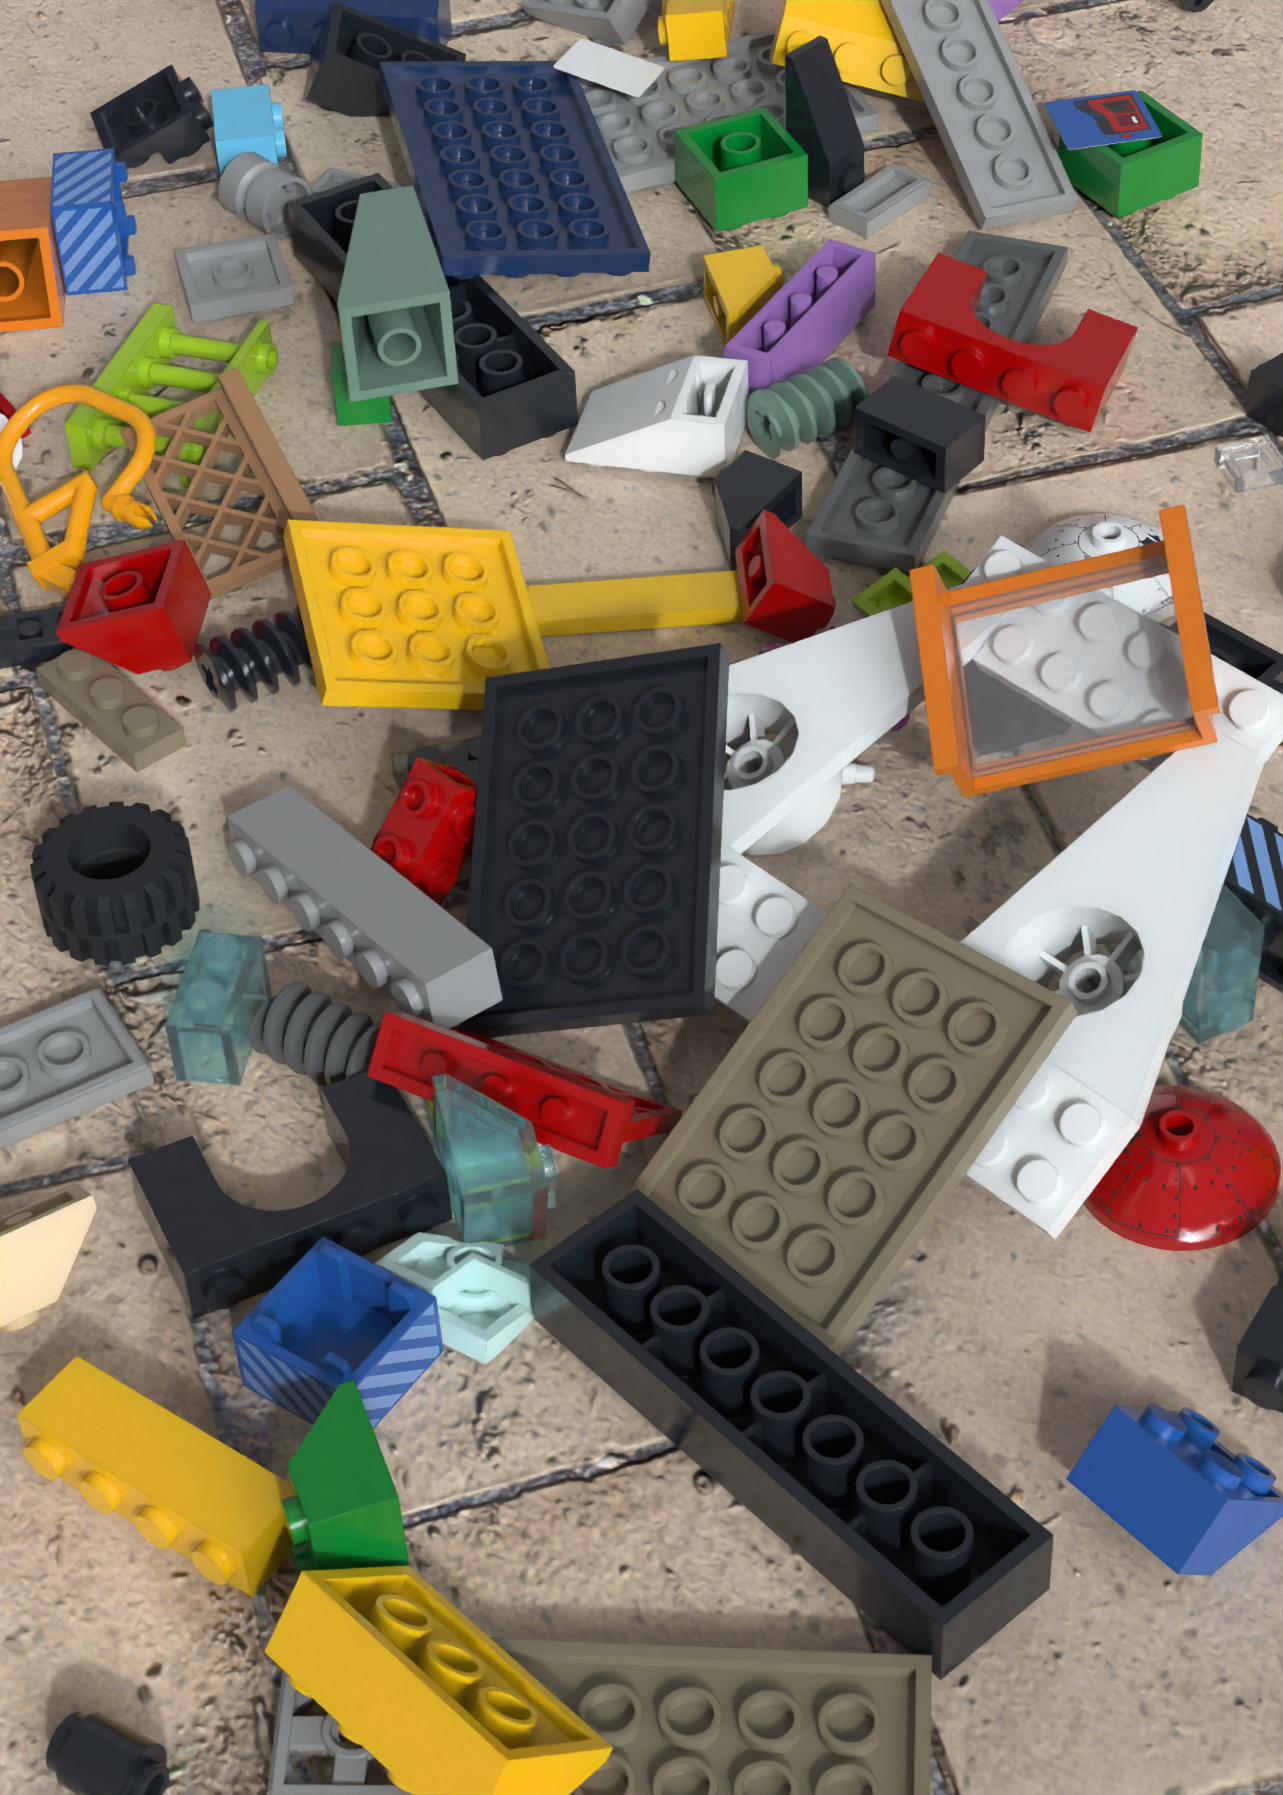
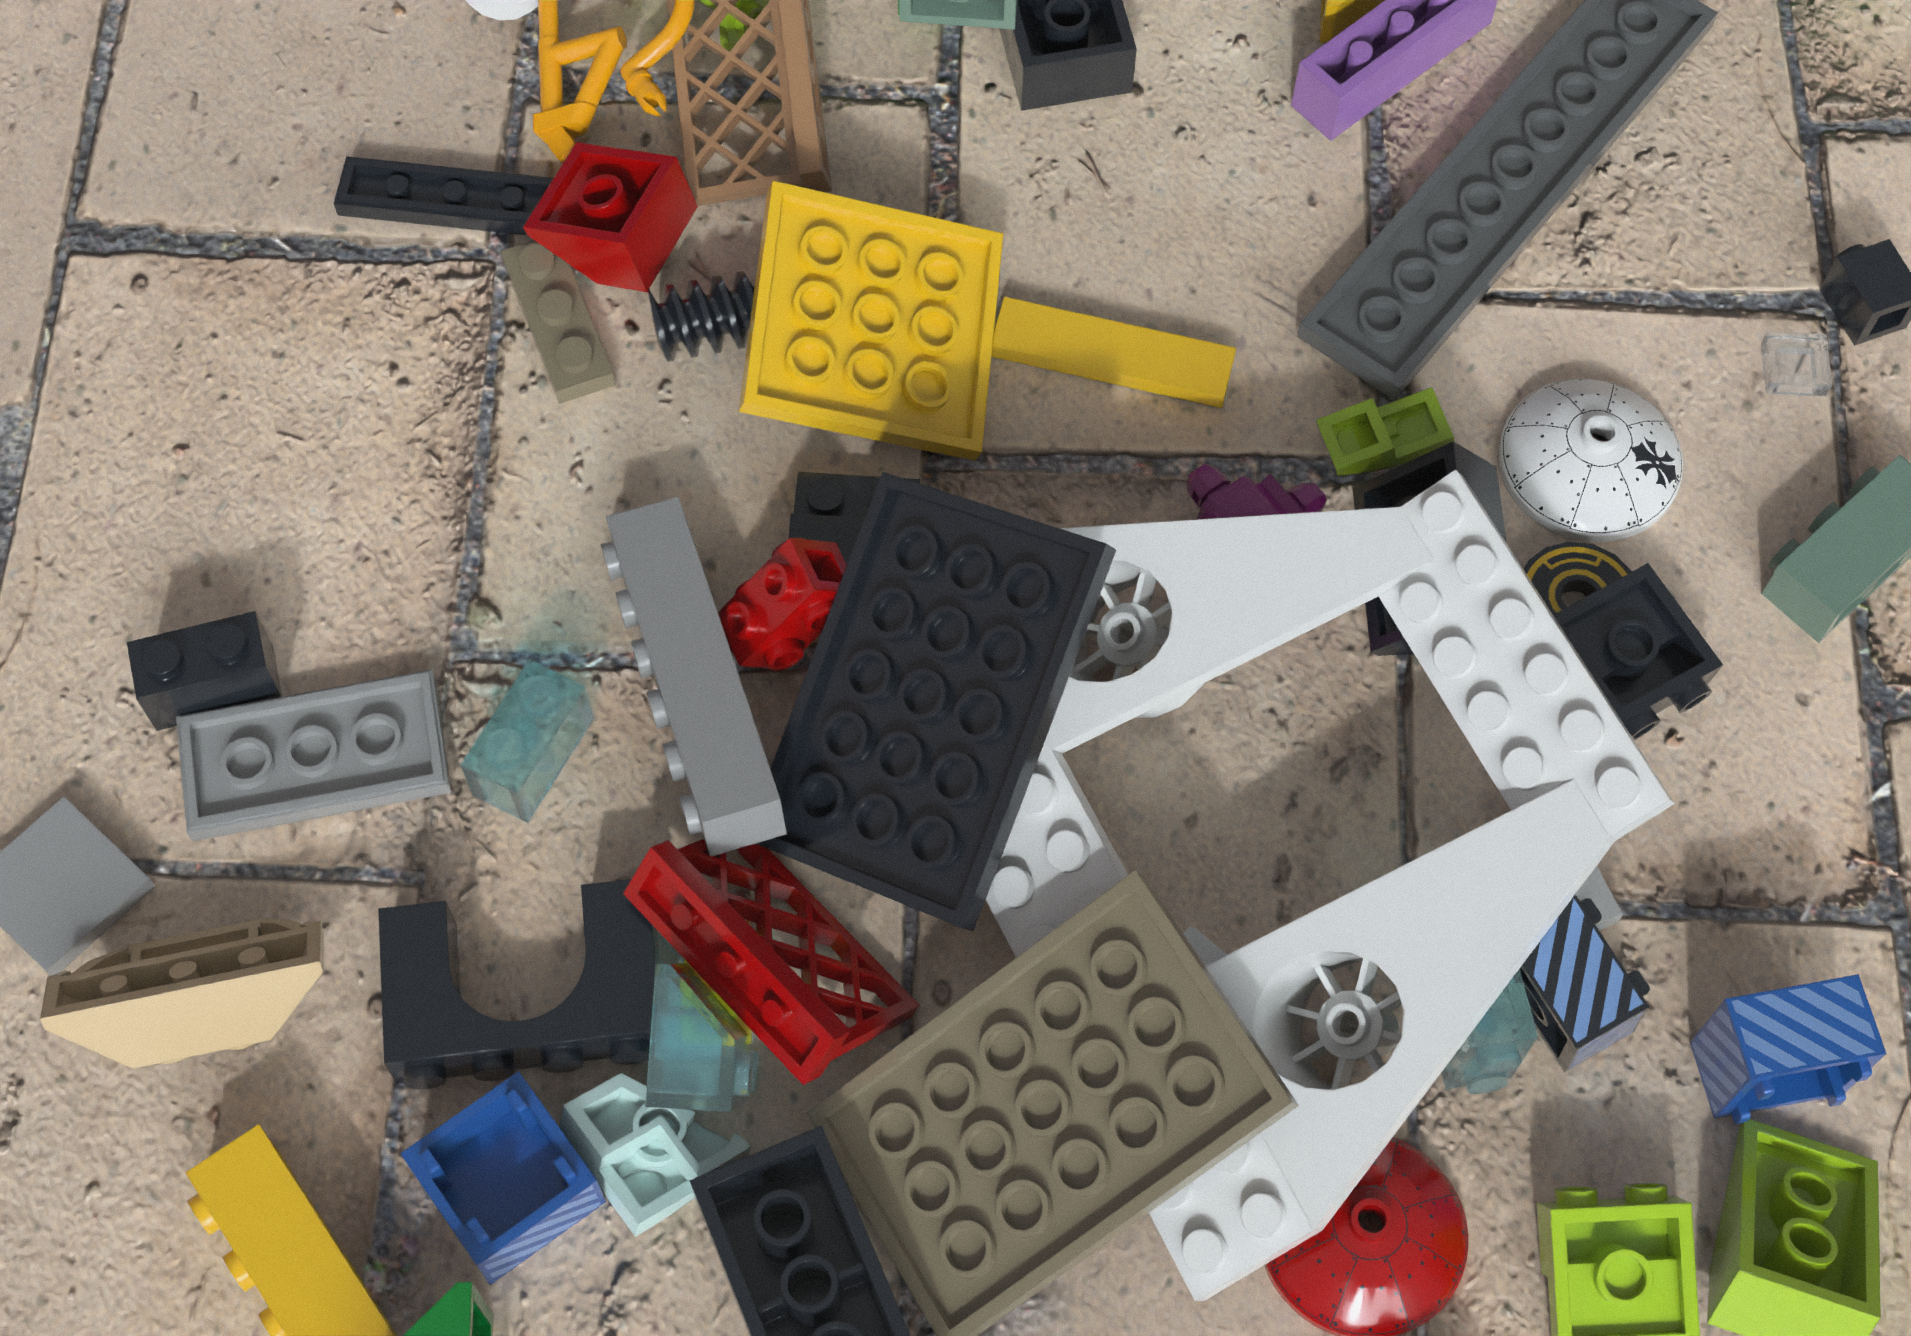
camera: 15 degrees right, 20 degrees up
(115, 883) = (475, 513): black tyre -> none
(313, 1034) = (604, 814): dark grey piece -> none
(667, 419) = (1215, 123): white slope -> none
(747, 489) = (1263, 266): black slope -> none
(782, 582) = (1249, 383): red slope -> none
(805, 406) = (1364, 147): sand green piece -> none
(919, 434) = (1458, 237): black brick -> none
(1056, 380) = (1629, 204): red arch -> none
(1067, 665) = (1455, 660): clear piece -> none

